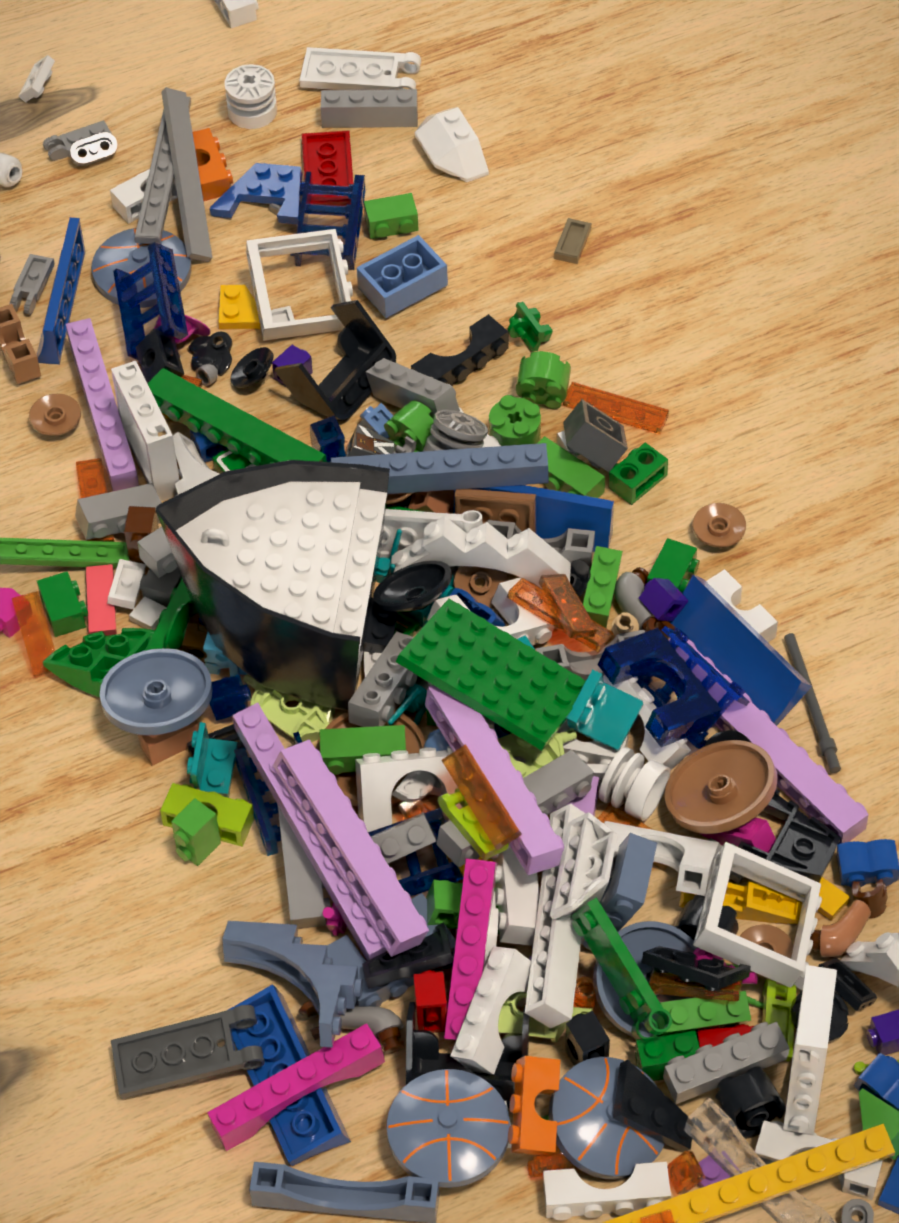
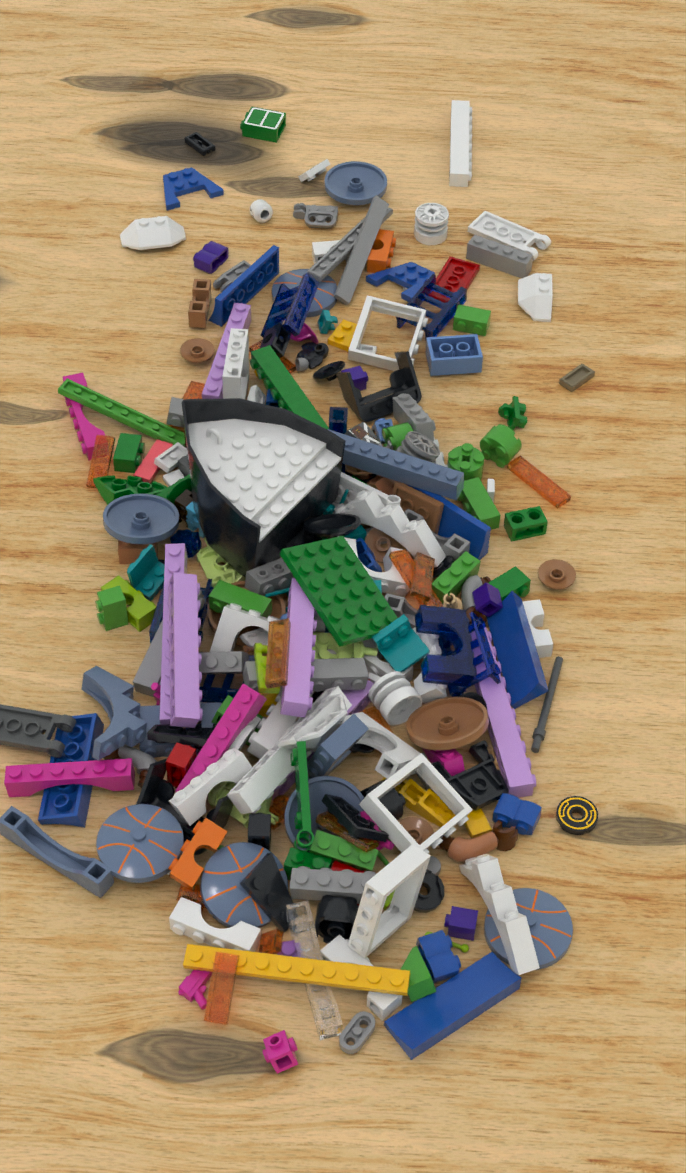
camera: 25 degrees right, 5 degrees down
(109, 76) = (355, 183): none -> sand blue dish
(201, 299) = (325, 322): none -> teal tile
(486, 342) = (480, 412): black arch -> none
(595, 436) = (508, 488): dark grey brick -> none
(850, 986) = (452, 876): black tile -> none

